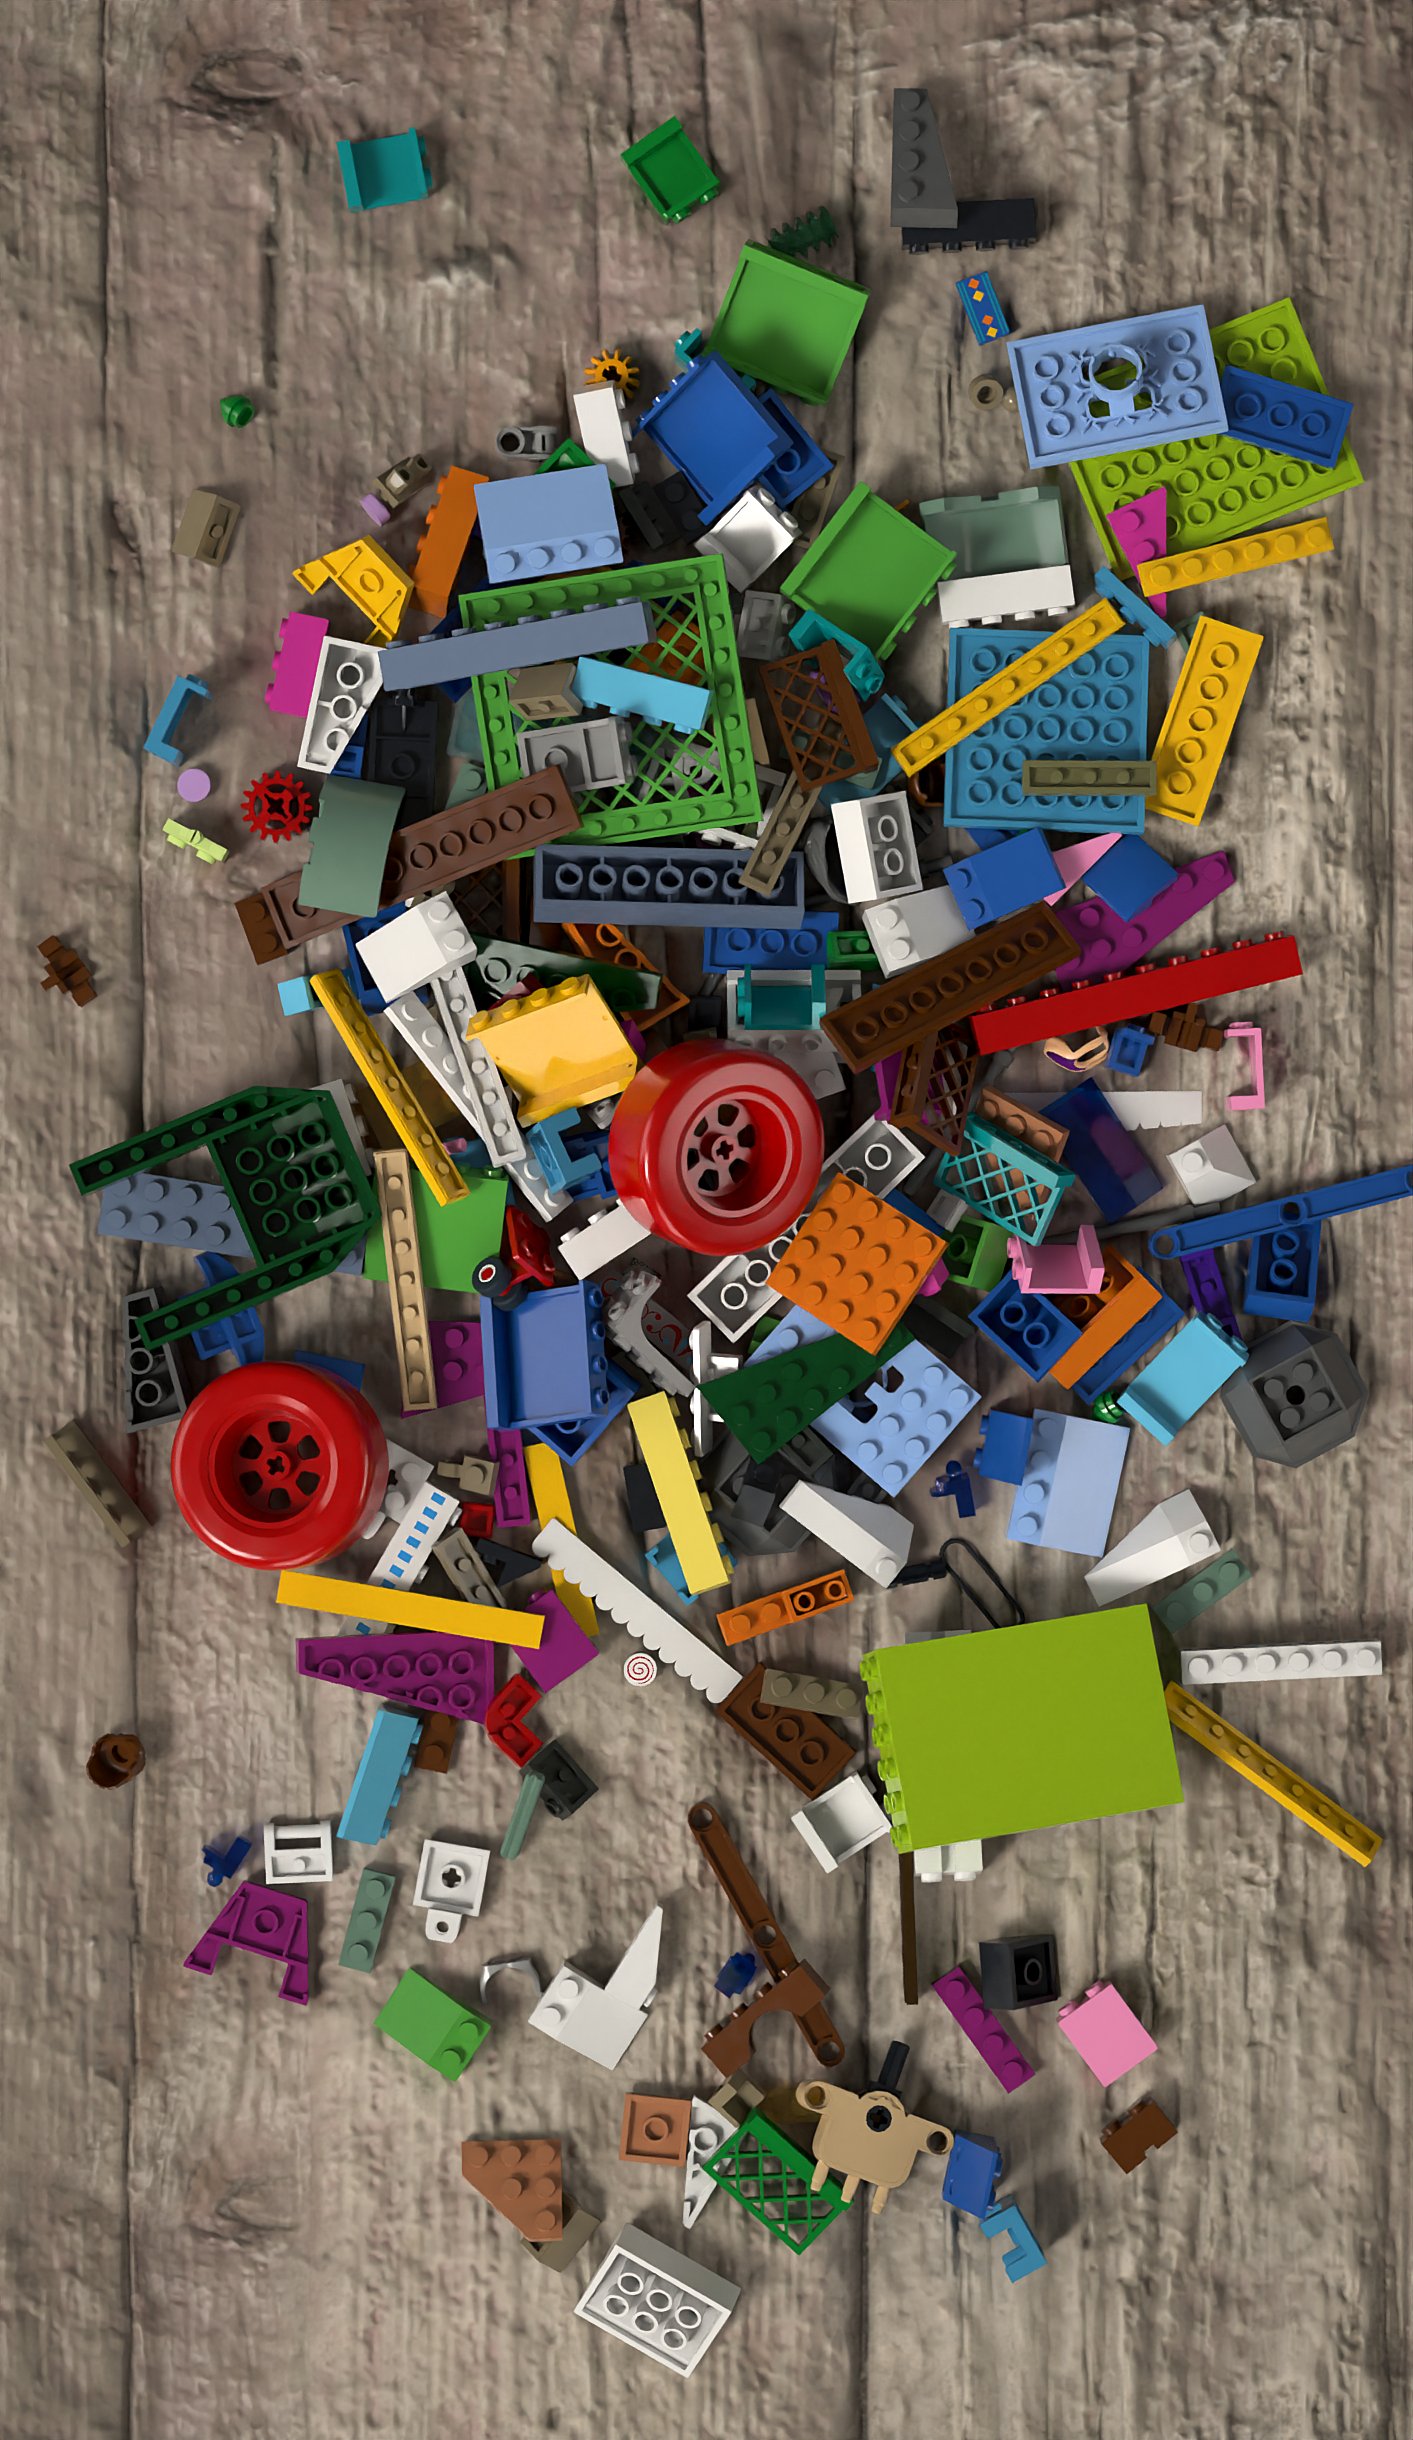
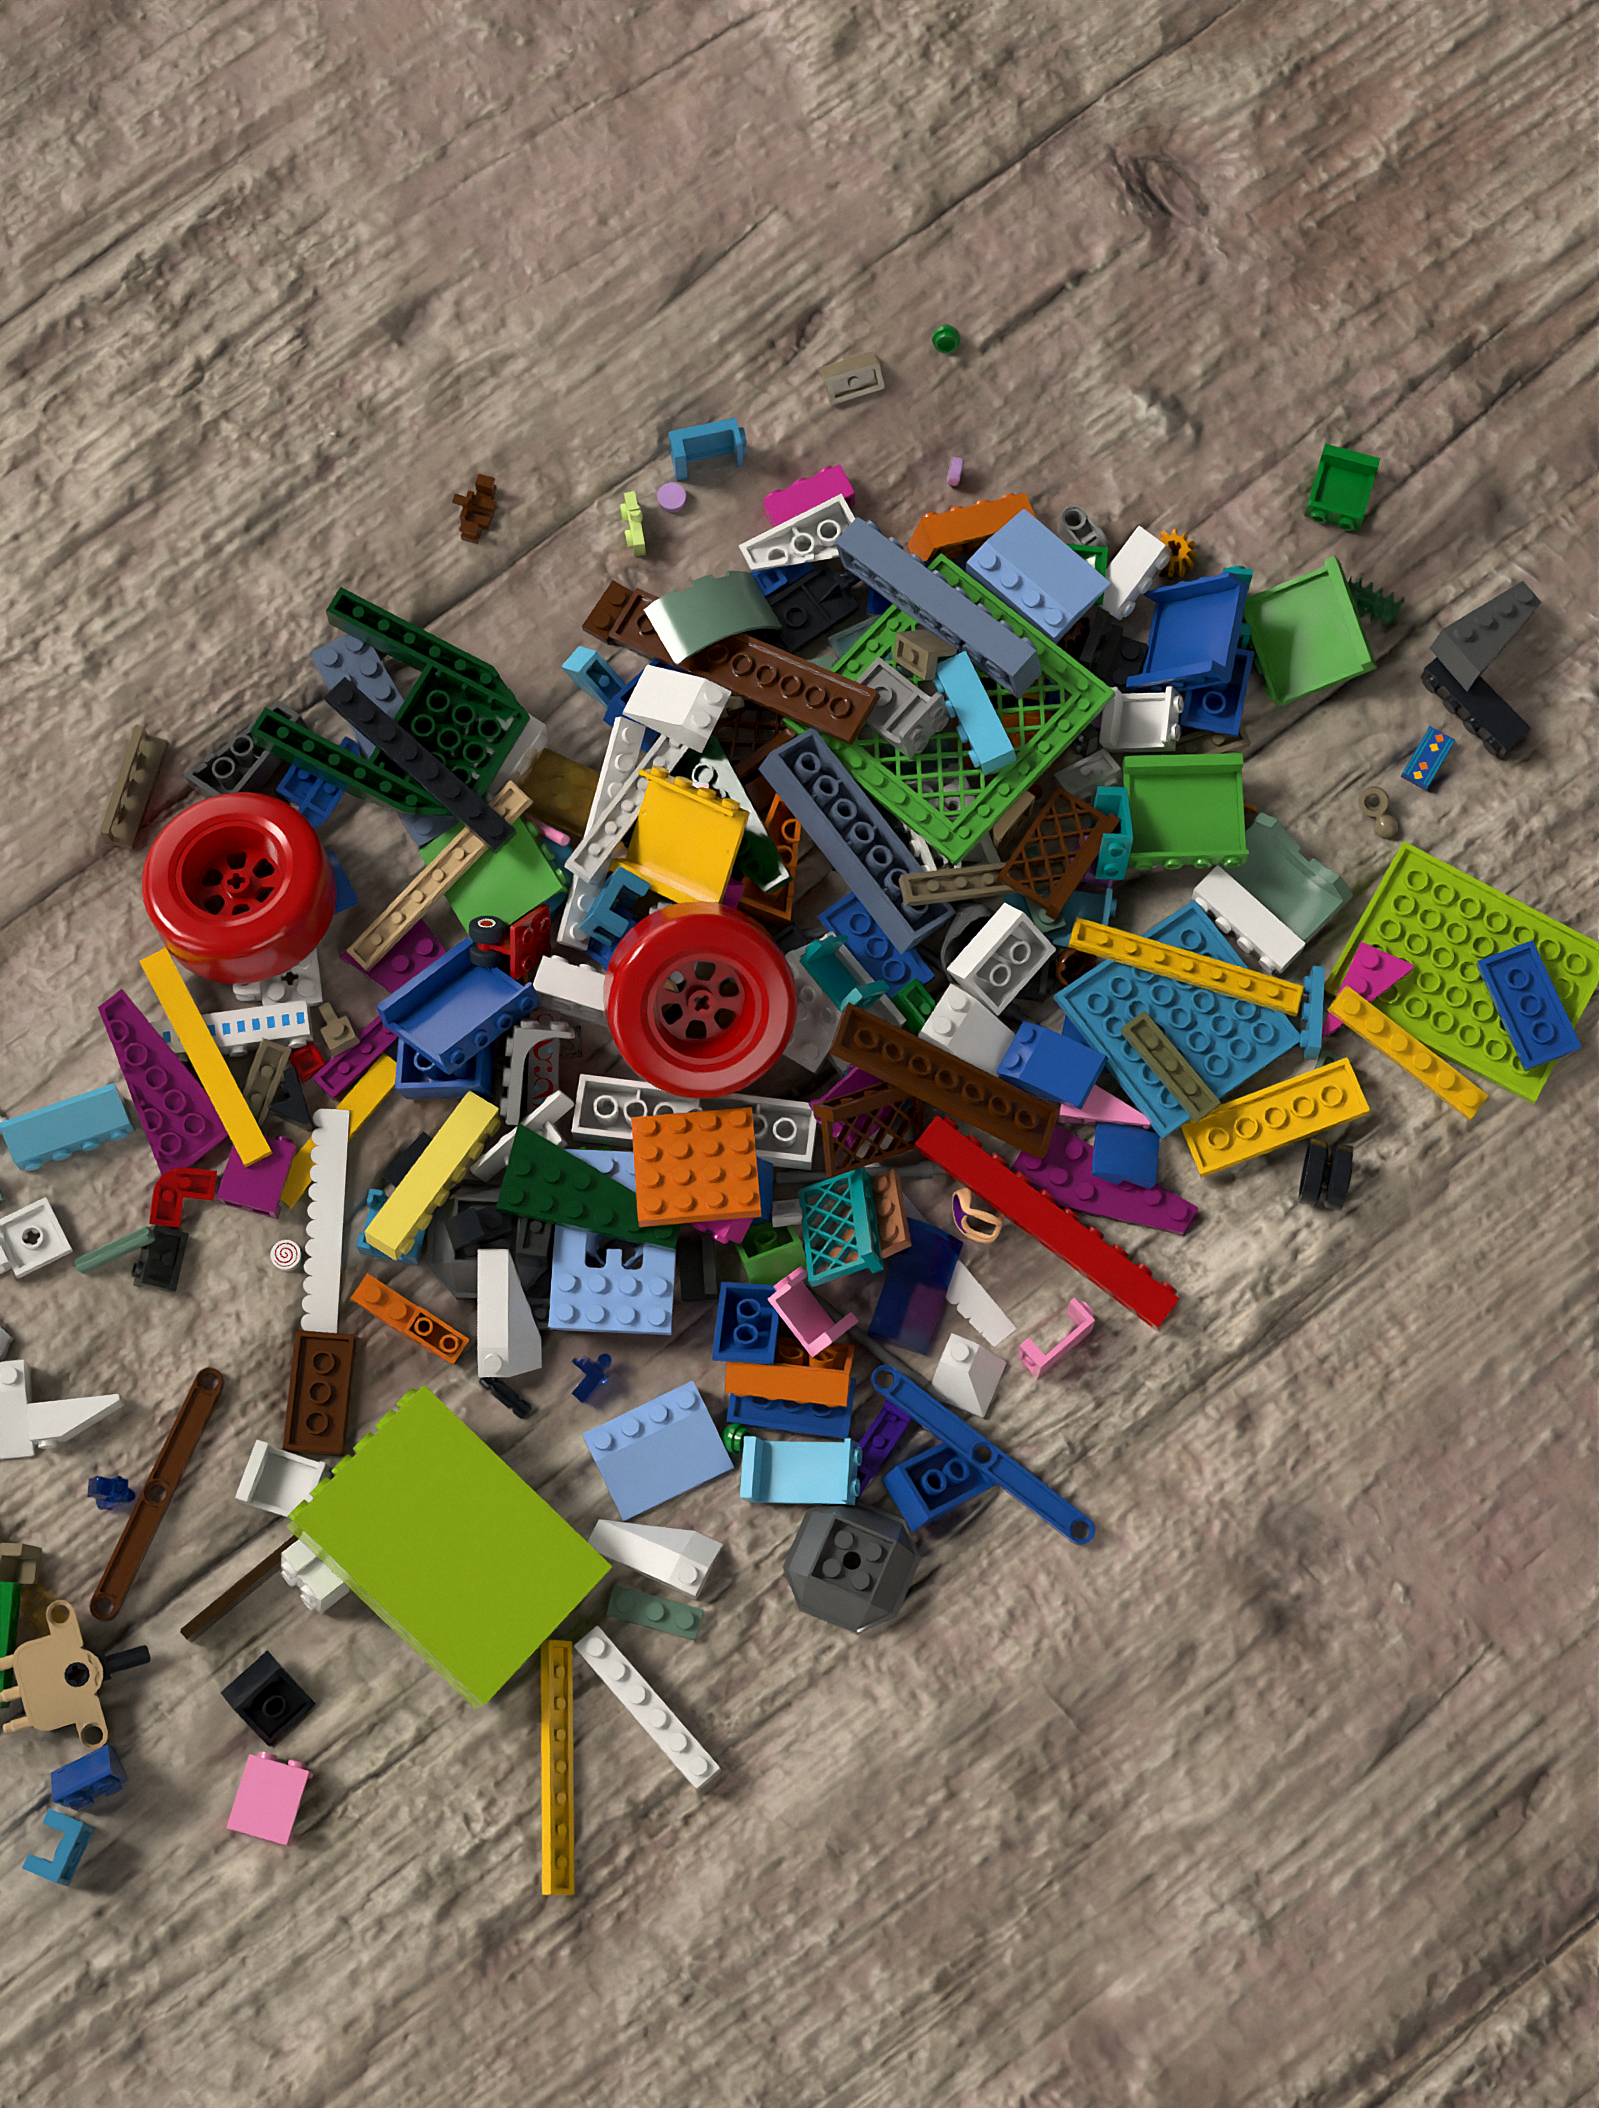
camera: 55 degrees right, 15 degrees down
(265, 818) = (690, 554): red gear -> none
(300, 1224) = (420, 765): none -> black plate
(369, 580) = (903, 491): yellow wing -> none
(384, 171) = (1182, 312): teal panel -> none
(390, 1087) = (565, 762): yellow tile -> none
(403, 480) = (988, 471): dark tan hips -> none
(436, 1741) = (124, 1154): reddish brown plate -> none
(794, 1992) = (57, 1530): reddish brown arch -> none
(812, 1694) = (358, 1385): dark tan plate -> none
(983, 2029) = (204, 1708): magenta plate -> none
(988, 1572) = (549, 1445): black piece -> none
(1004, 1446) = (648, 1381): blue slope -> none
(1128, 1050) = (1003, 1250): blue bracket -> none
(1136, 2133) = (200, 1880): reddish brown brick -> none
(1176, 374) = (1418, 842): light blue plate -> none
(1185, 1030) = (1049, 1280): reddish brown piece -> none
(1286, 720) = (1330, 1175): none -> black wheel

